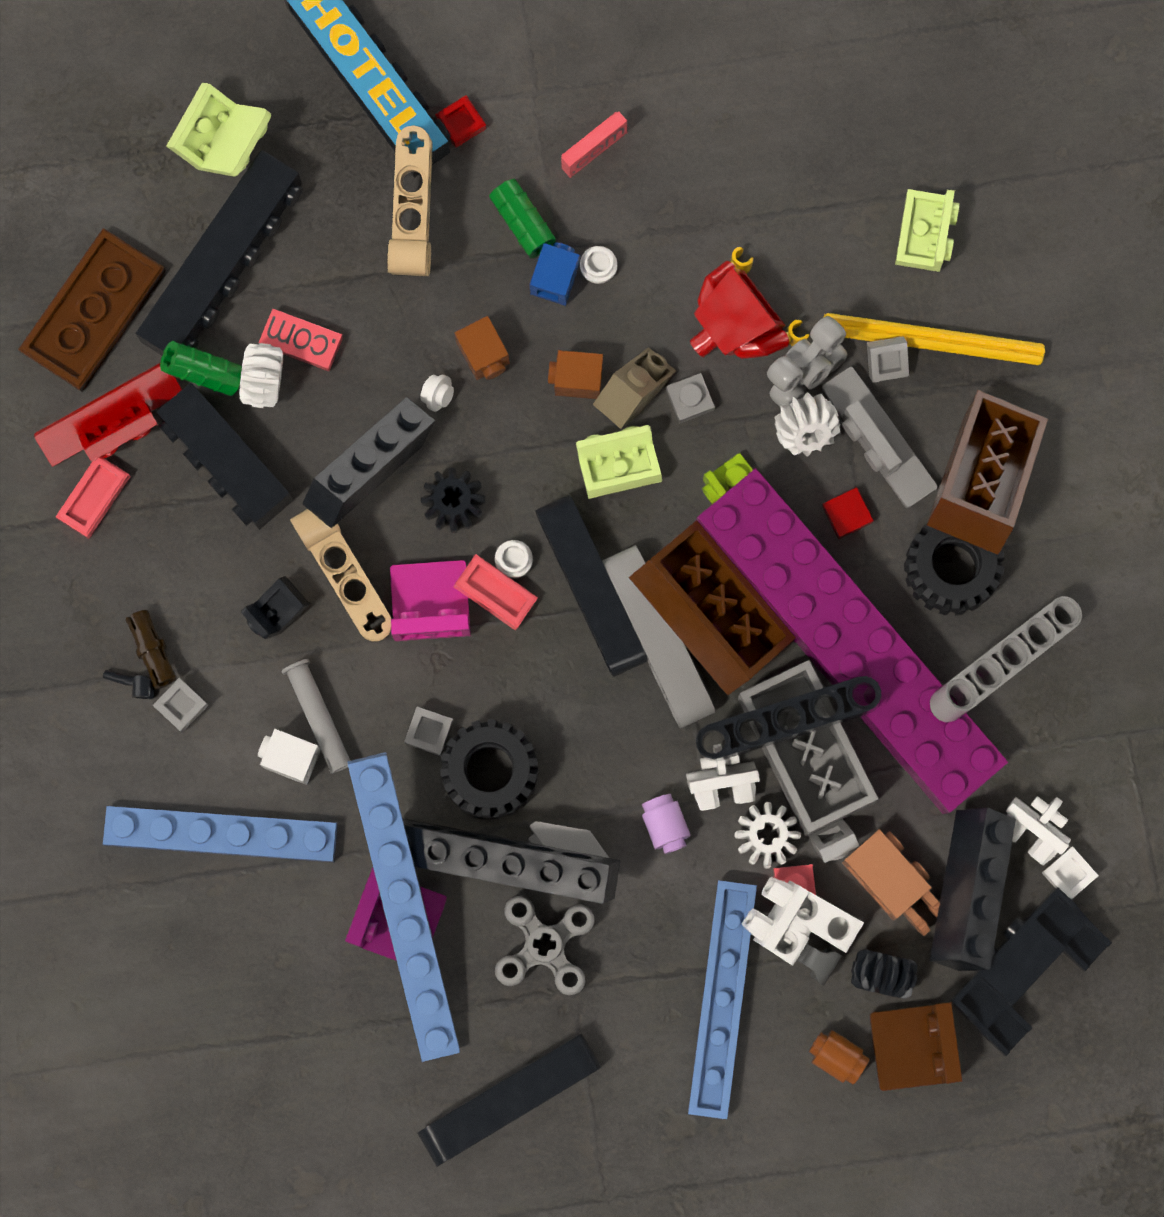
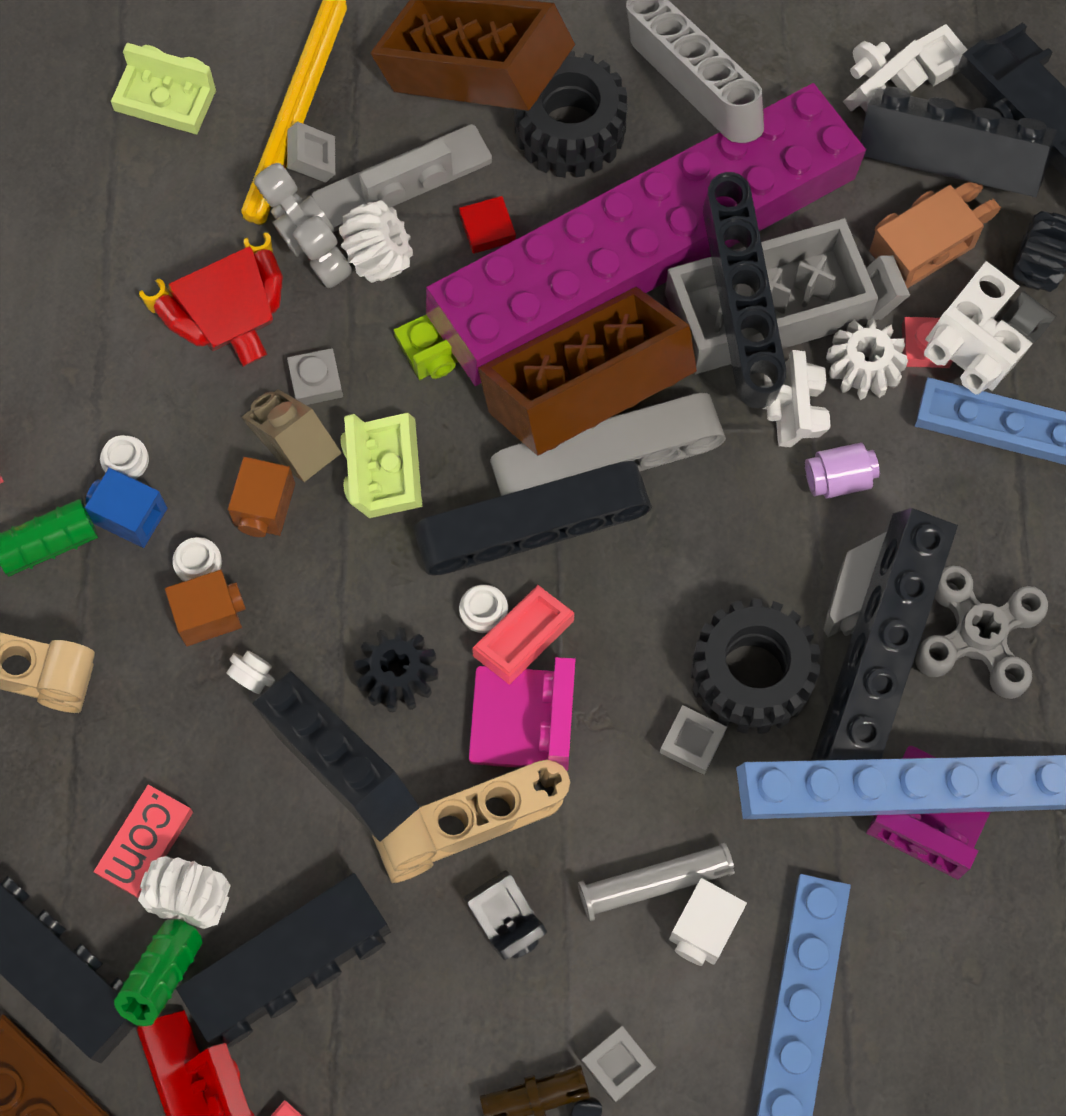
camera: 85 degrees left, 10 degrees down
(522, 336) = (196, 558): none -> white plate

